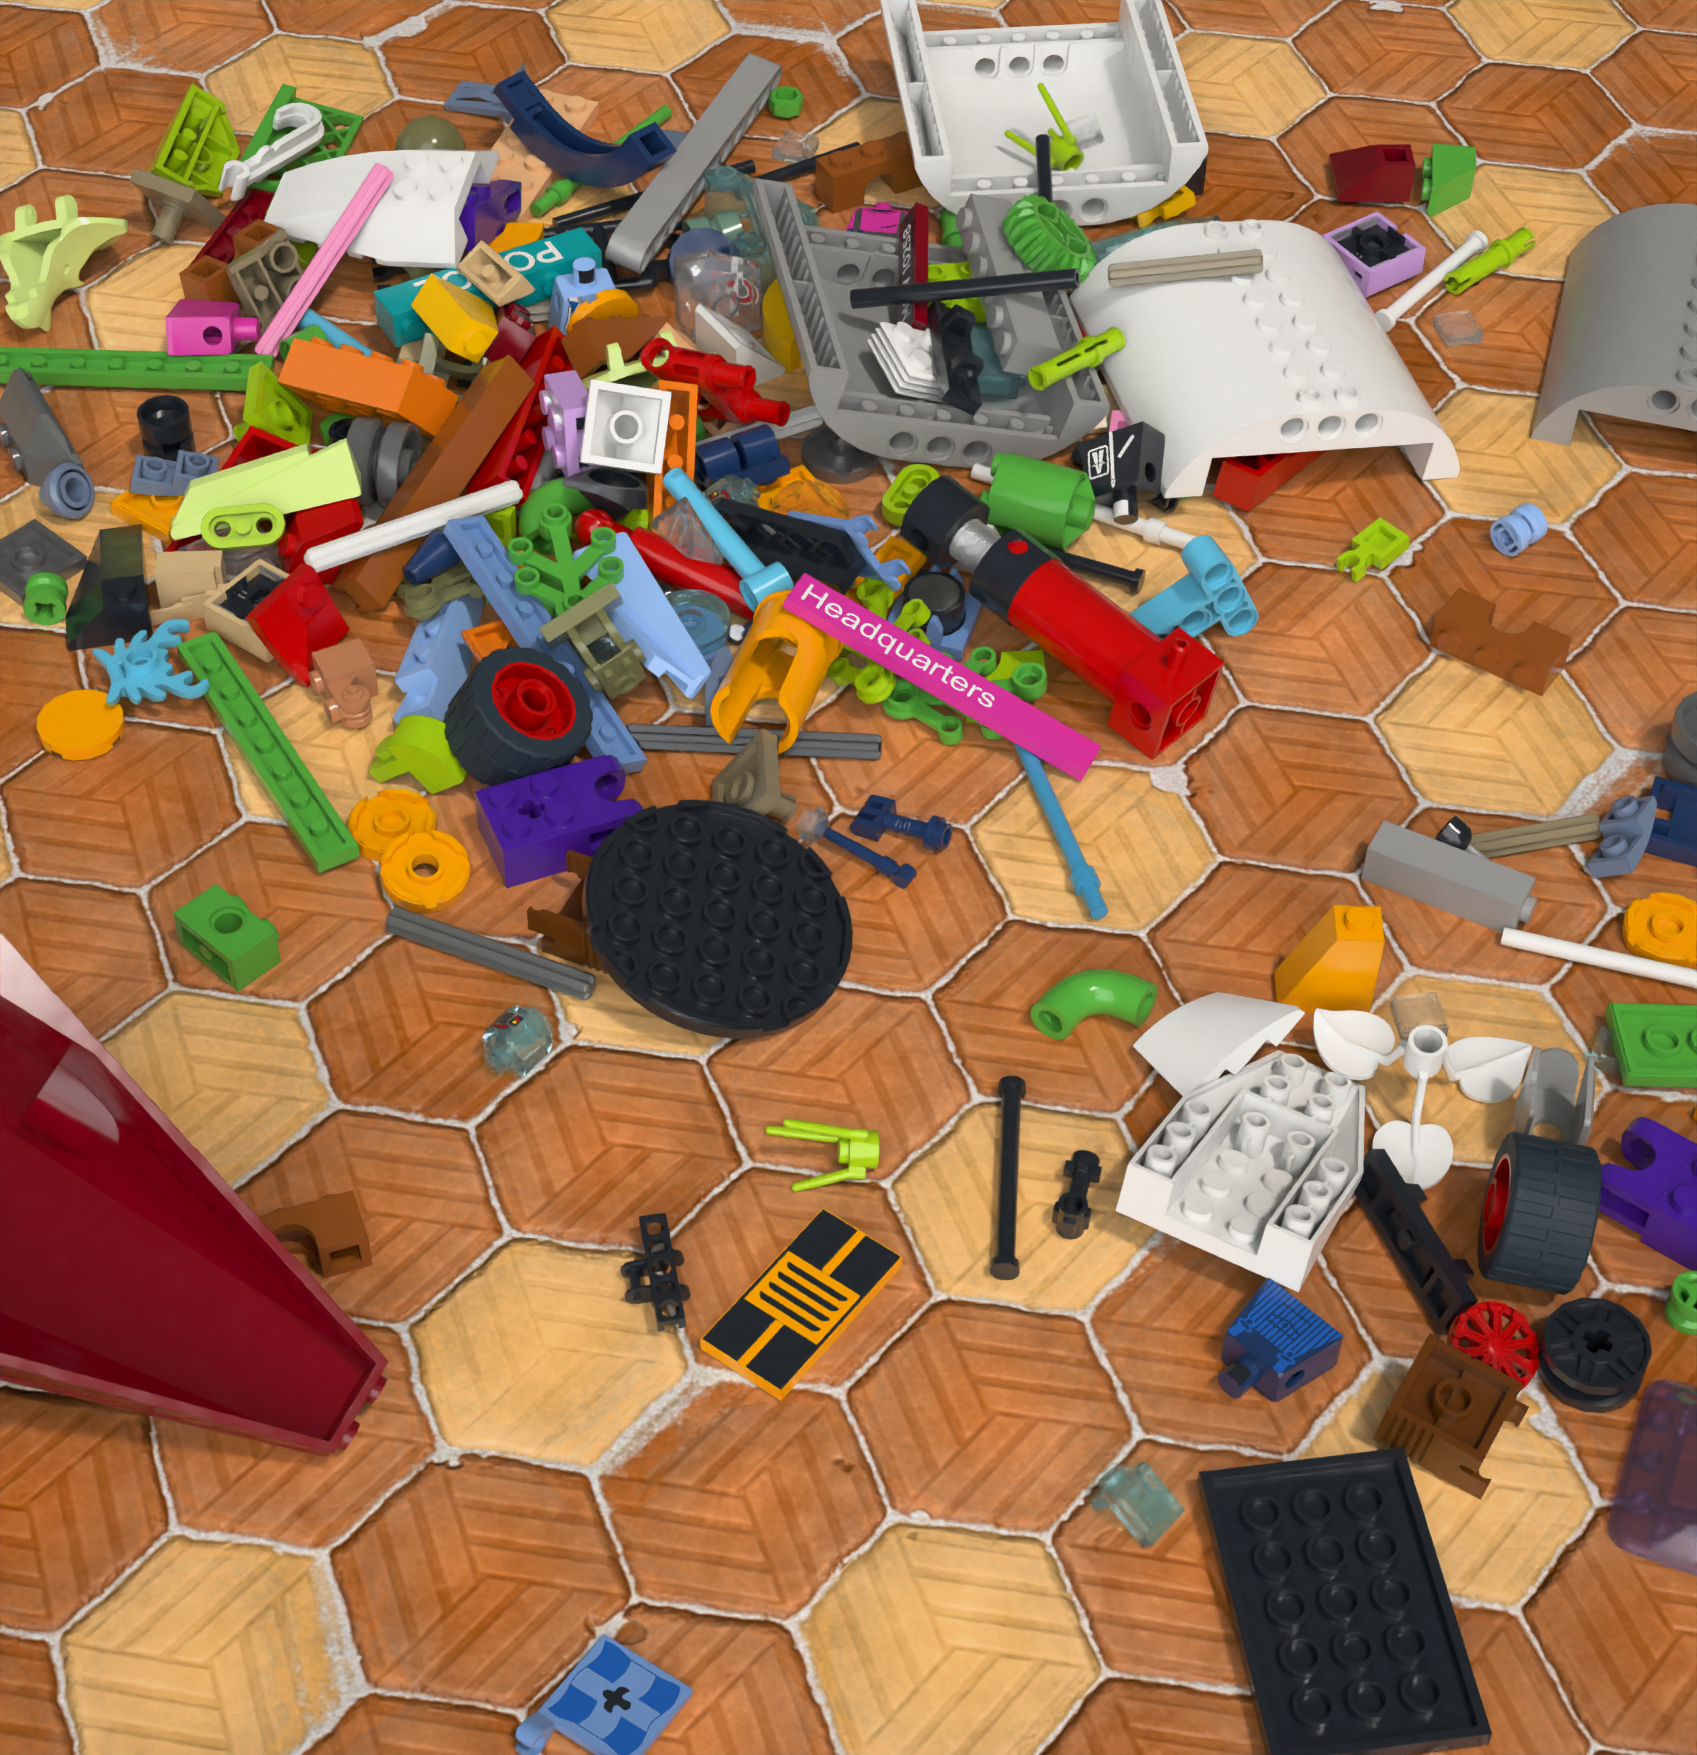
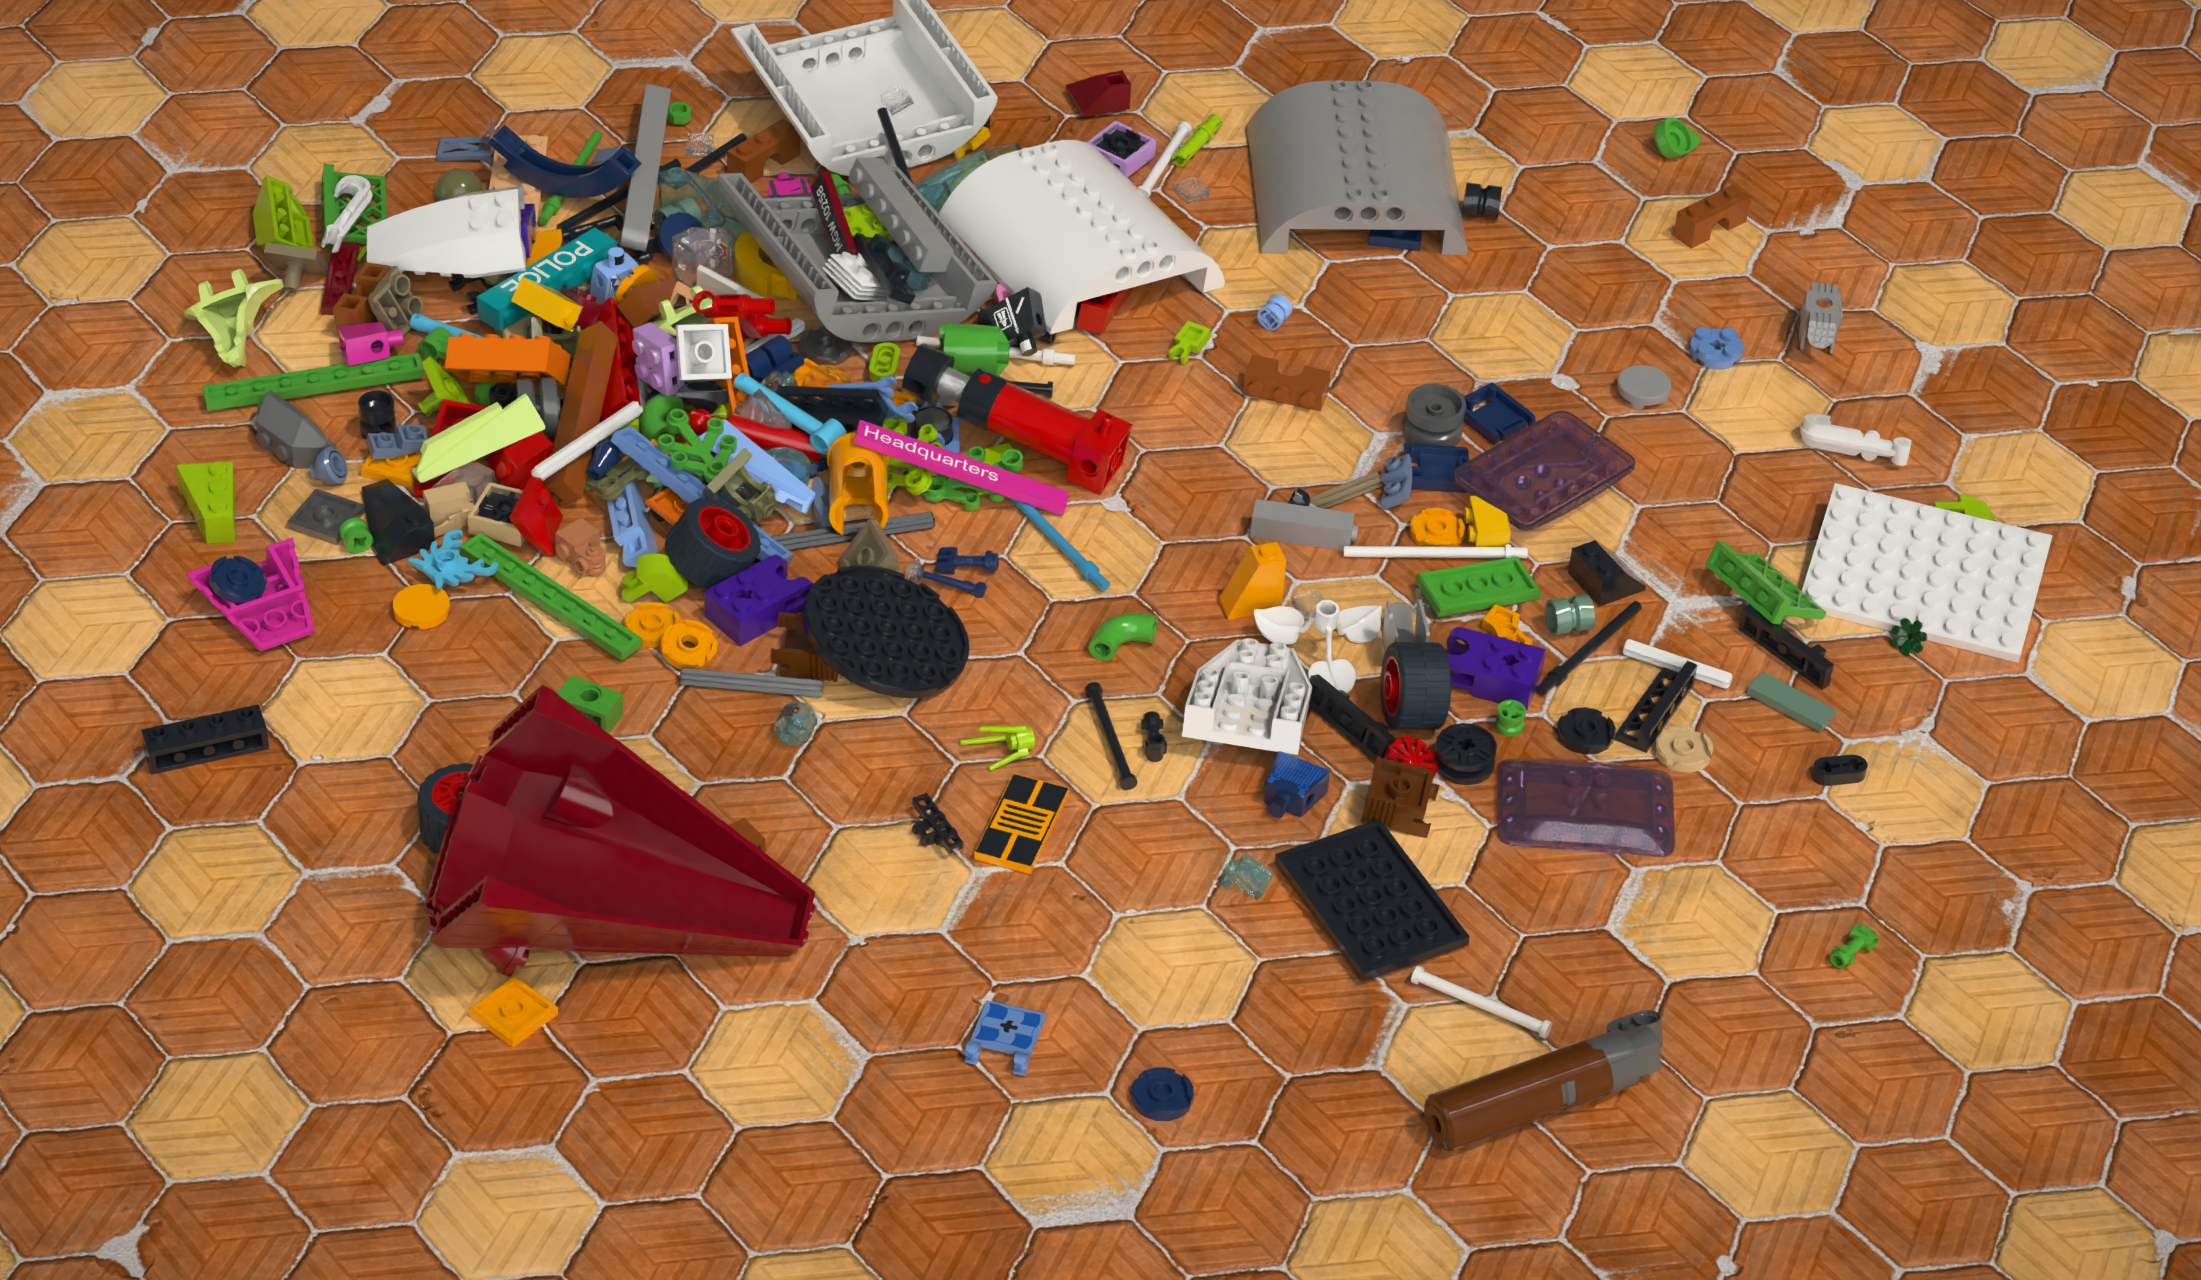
camera: 20 degrees left, 5 degrees down
(243, 524) = (472, 463): lime plate -> none
(325, 260) = (434, 282): bright pink axle -> none
(494, 275) = (555, 270): tan slope -> none
(965, 288) = (878, 222): black piece -> none
(1047, 237) = (919, 181): bright green gear -> none
(1063, 148) = (896, 116): lime plant -> none
(1087, 353) = (979, 242): lime pin -> none
(1185, 268) = (1019, 183): axle -> none
(1202, 597) = (1102, 387): medium azure beam -> none
(1213, 1035) = (1200, 636): white slope -> none
(1447, 176) = (1150, 87): bright green slope -> none

